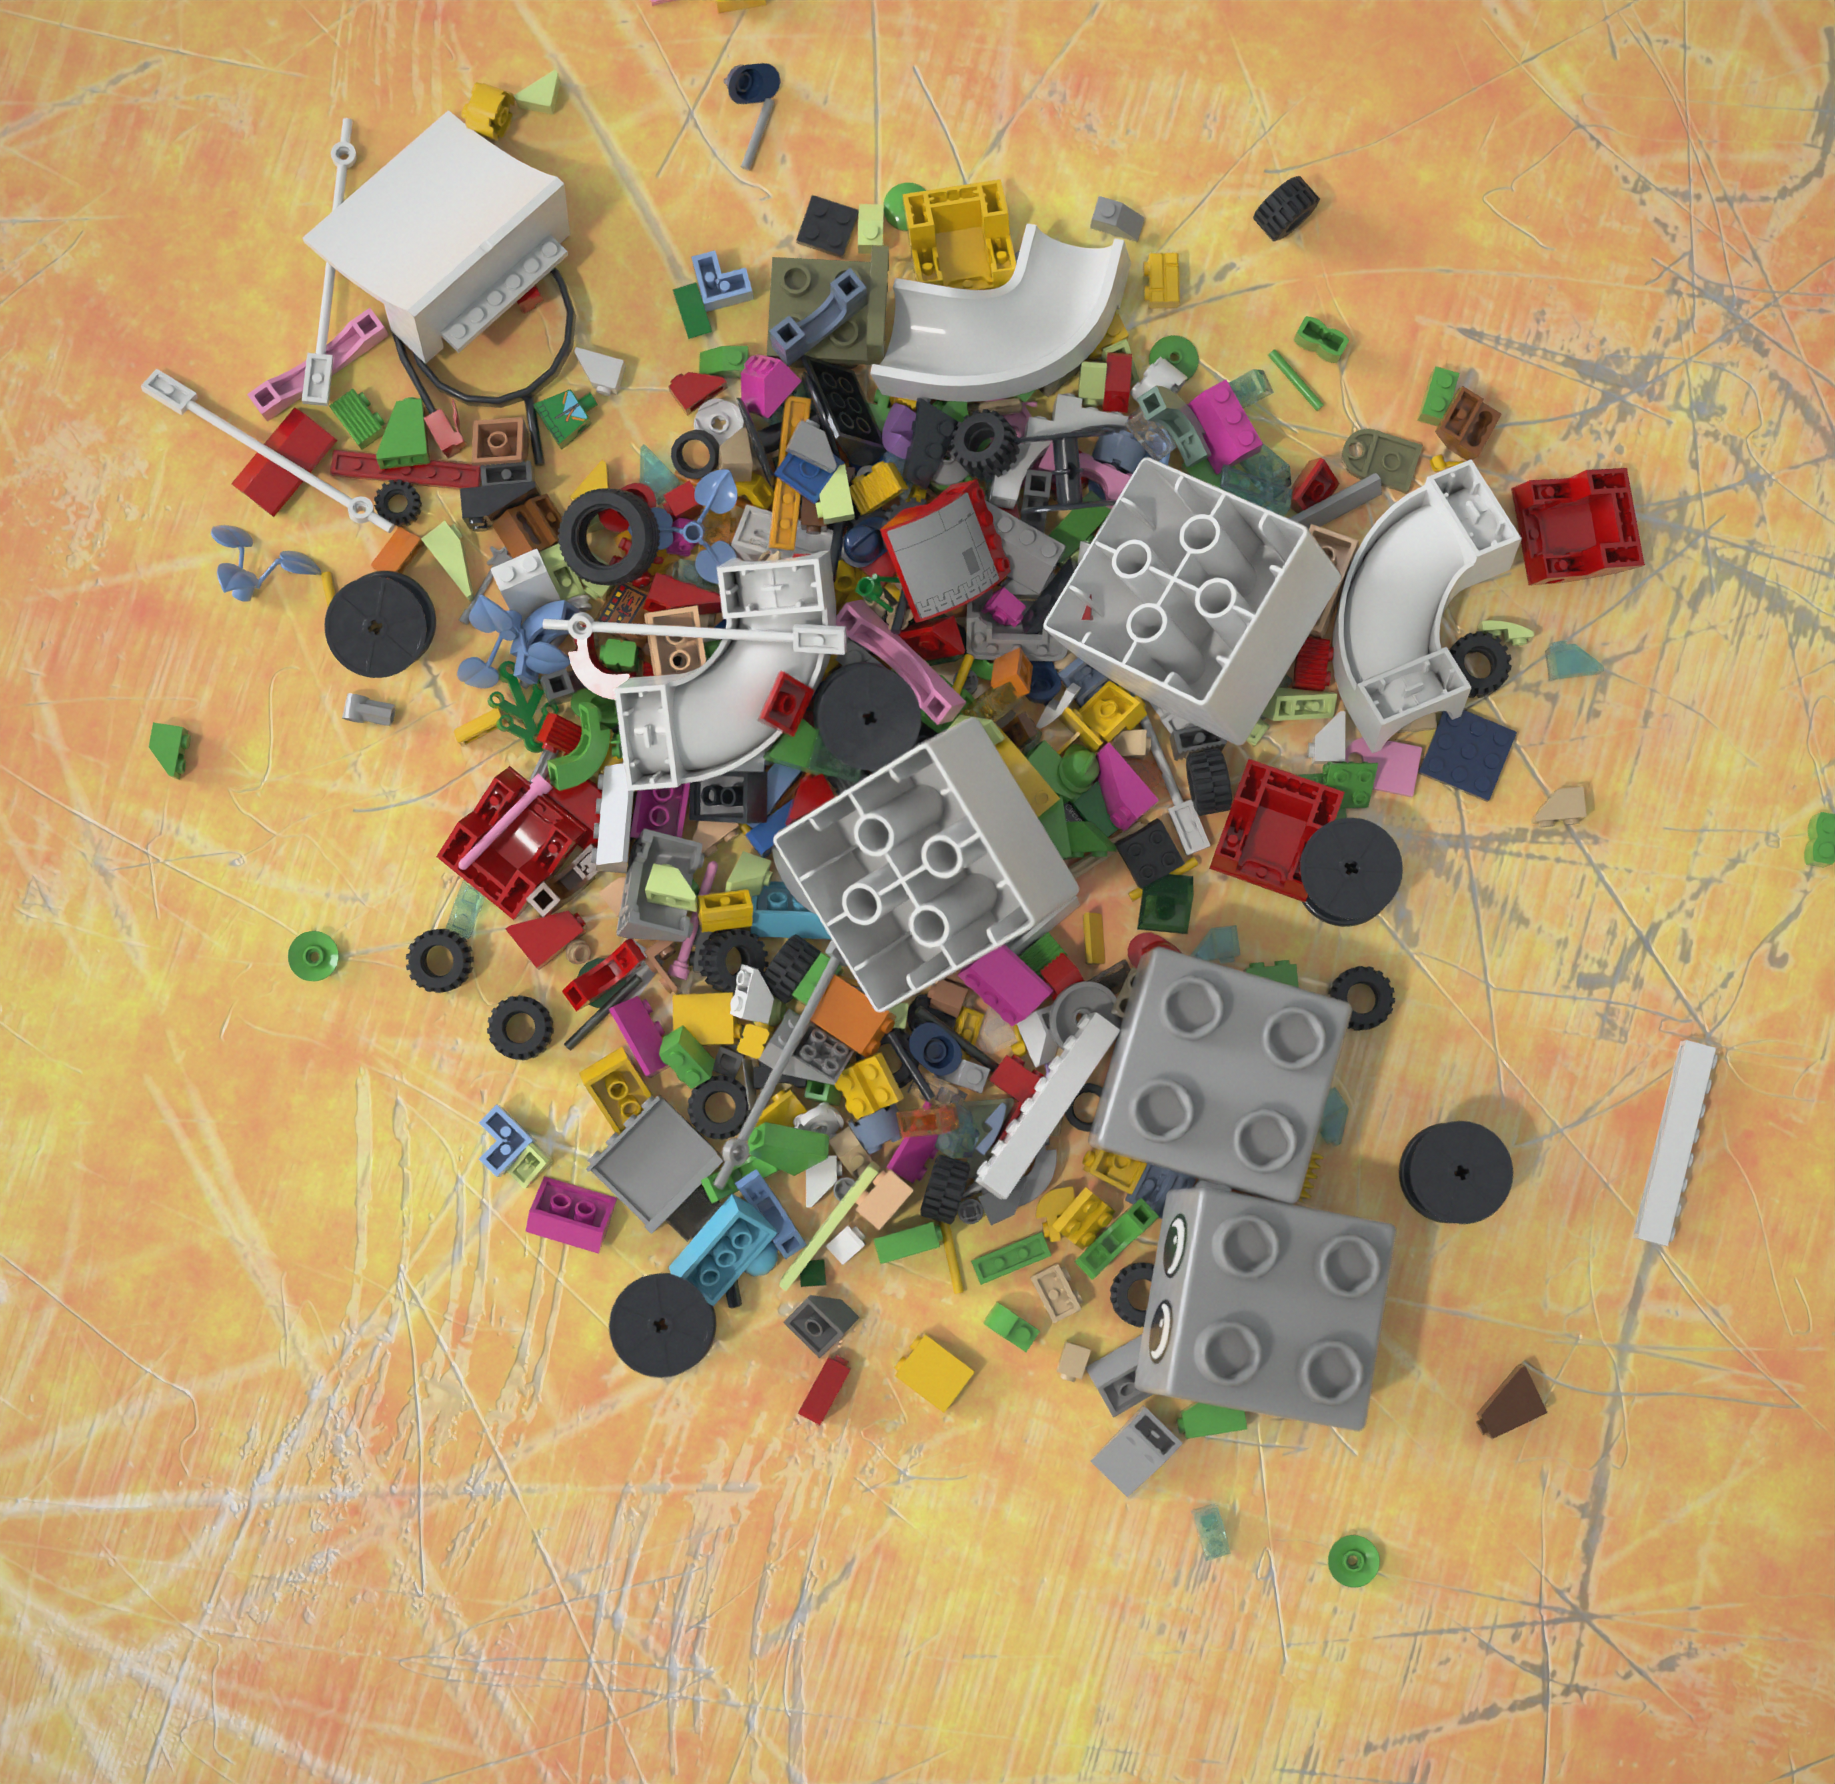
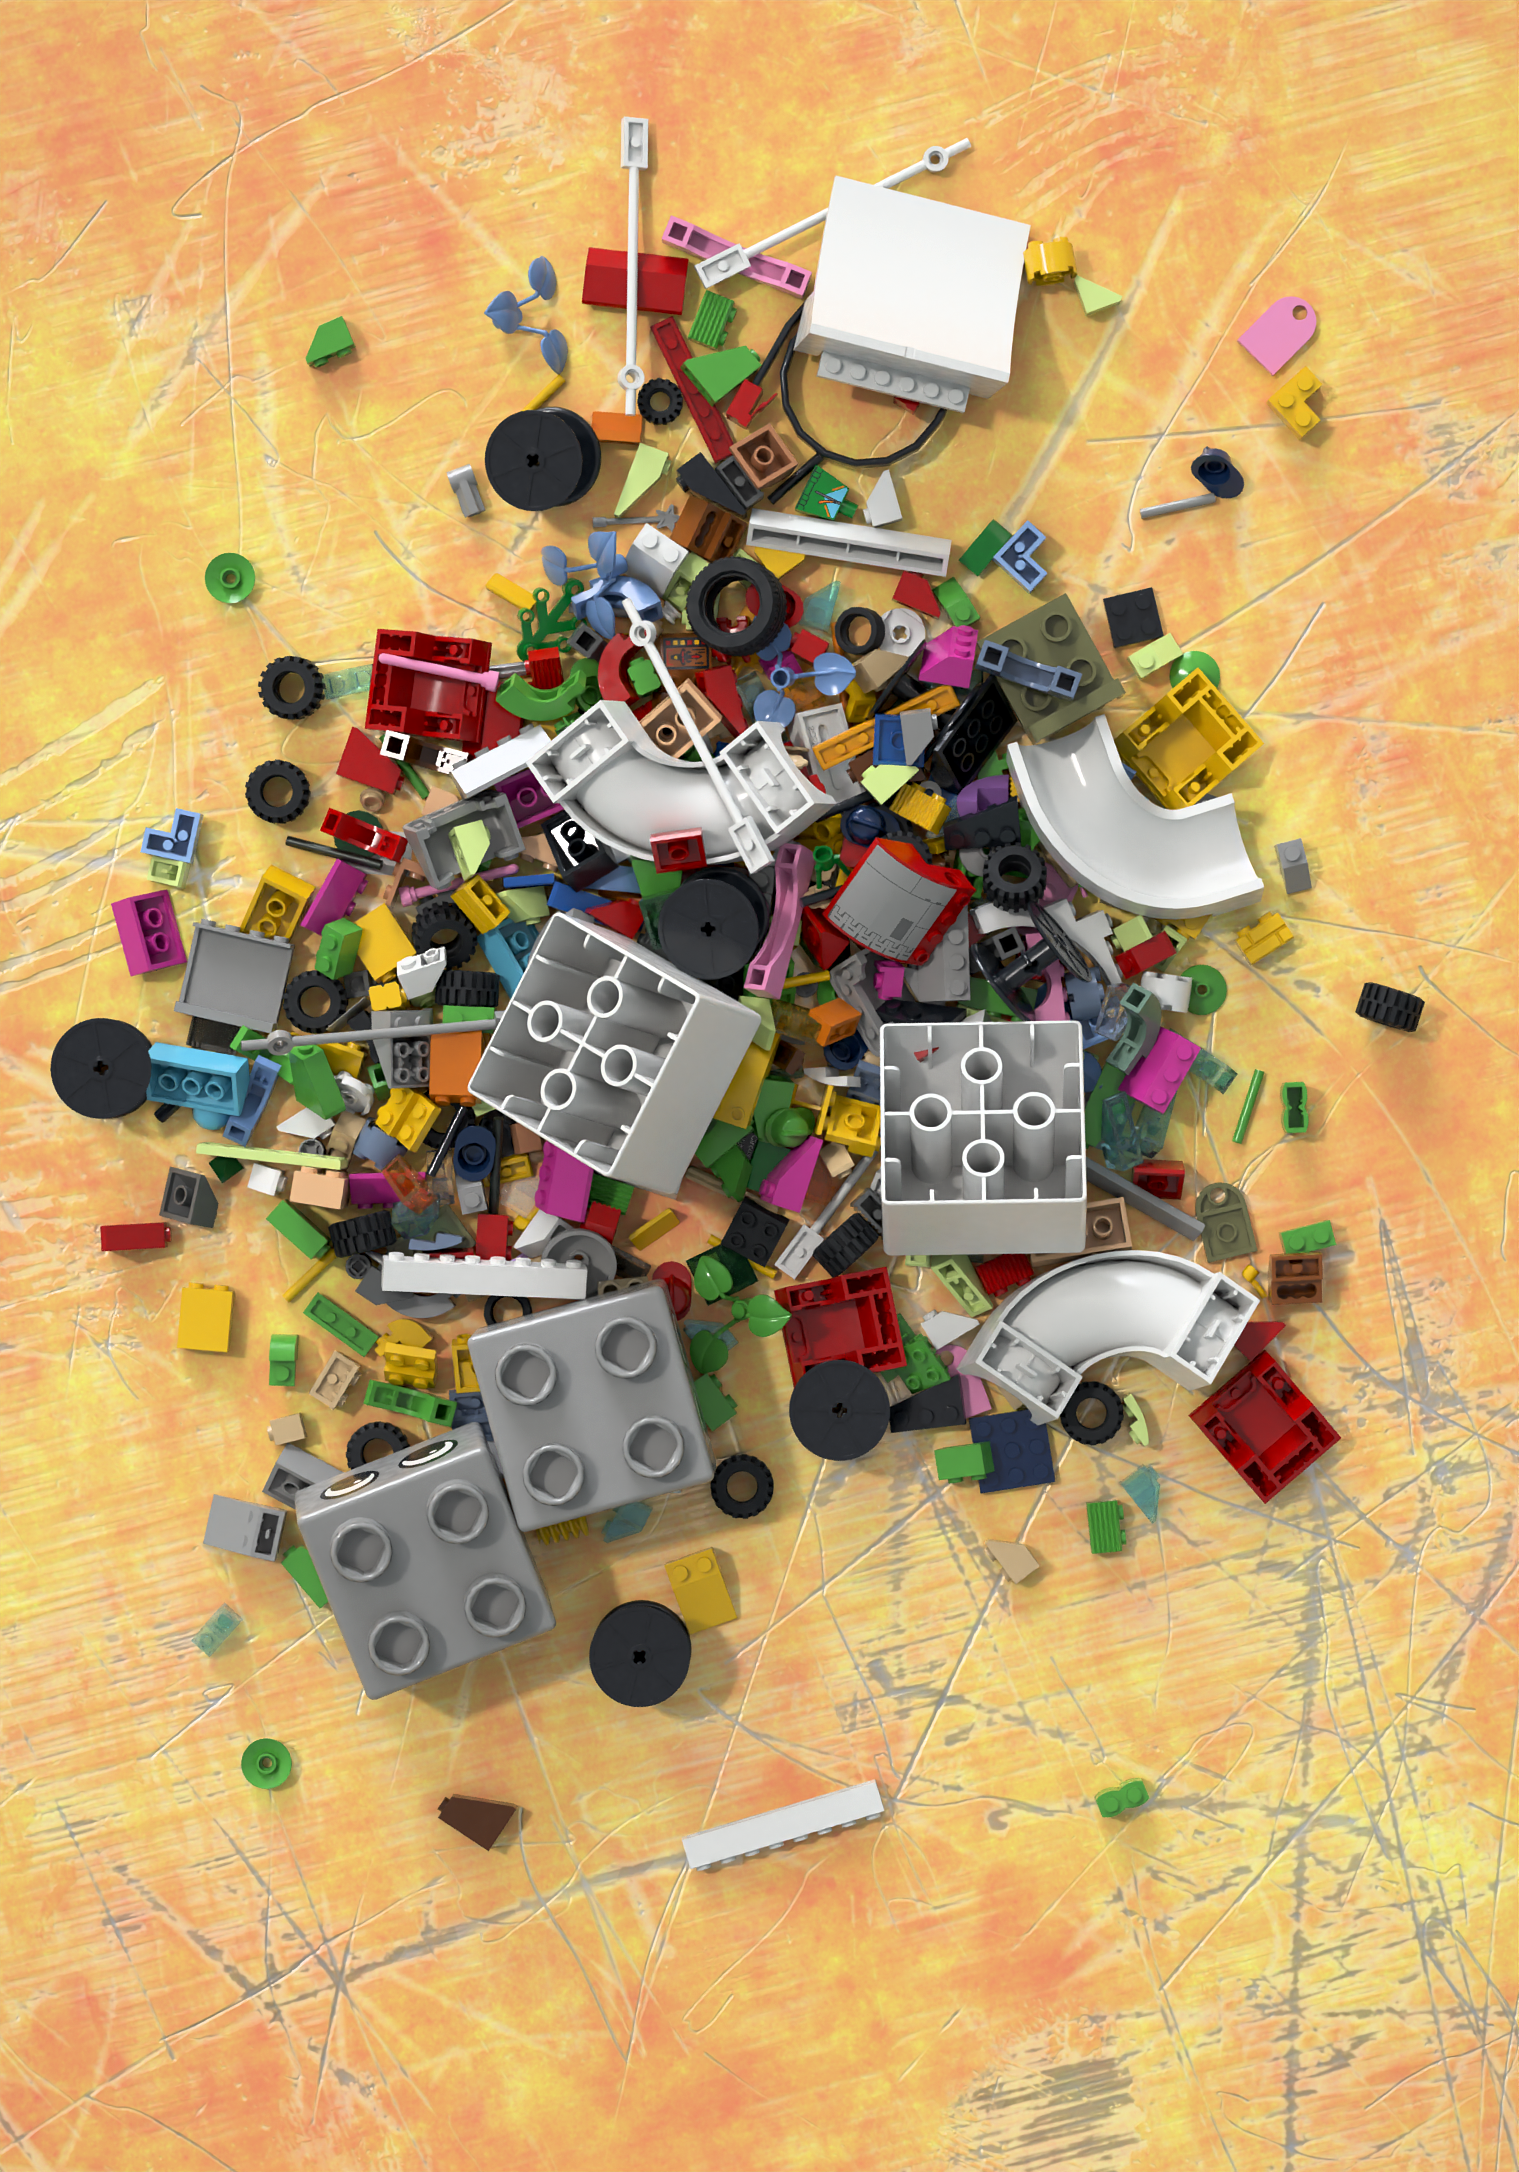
camera: 55 degrees right, 5 degrees up
(577, 907) = (412, 776): none -> bright green bar
(615, 417) = (848, 542): none -> white brick
(737, 847) = (529, 881): none -> blue tile
(1225, 882) = (764, 1313): none -> bright green plant
(1392, 794) = (931, 1408): none -> black wing
(1428, 1089) = (700, 1590): none -> yellow slope
(1454, 796) = (964, 1461): none -> bright green brick
(1499, 484) = (1257, 1336): none -> red slope
(1580, 712) = (1105, 1526): none -> bright green brick

